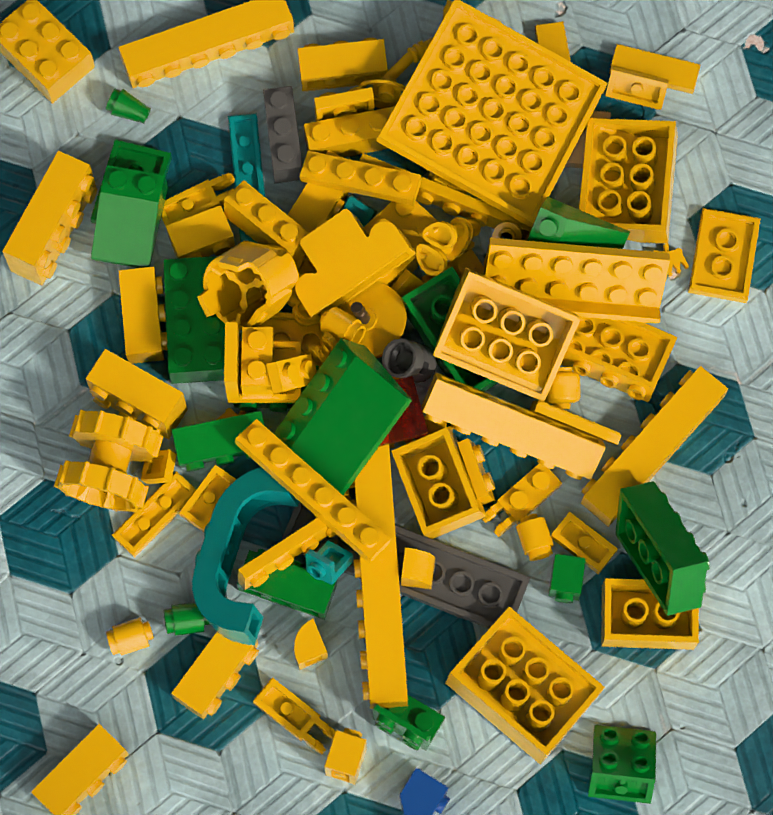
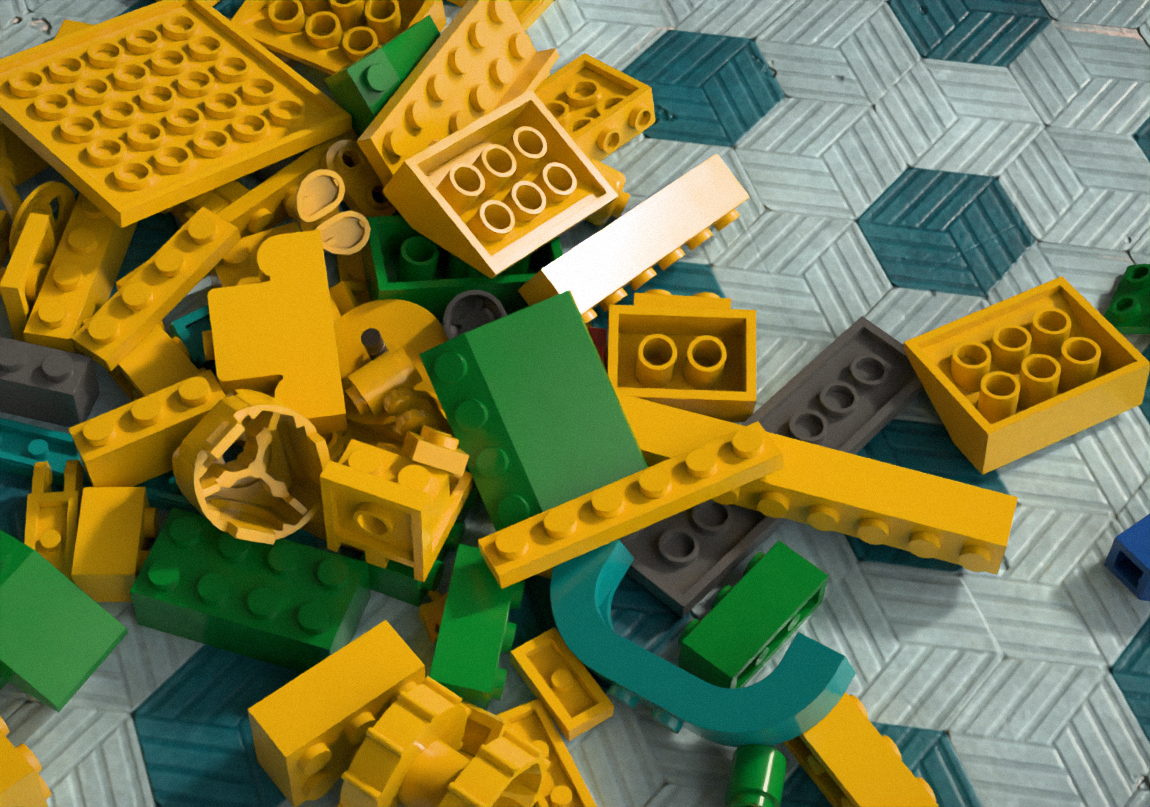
camera: 70 degrees left, 20 degrees down
(142, 315) = (194, 670): yellow brick -> none
(283, 553) = (718, 587): yellow plate -> none
(292, 714) = (968, 688): yellow hinge -> none
(309, 646) = (863, 624): yellow brick -> none
(328, 562) = (751, 535): teal bracket -> none
(346, 755) = (1071, 621): yellow brick -> none
(414, 722) = (1042, 532): green bracket -> none
(417, 569) = (804, 424): yellow brick -> none
(524, 497) = (726, 274): yellow hinge -> none
(535, 537) = (802, 293): yellow brick -> none
(566, 578) = (877, 278): green brick -> none
(575, 421) = (656, 181): yellow tile -> none
(584, 542) = (831, 246): yellow plate -> none
(637, 620) = (967, 202): yellow brick -> none
(656, 442) = (729, 125): yellow brick -> none
(661, 548) = (896, 130): green brick -> none

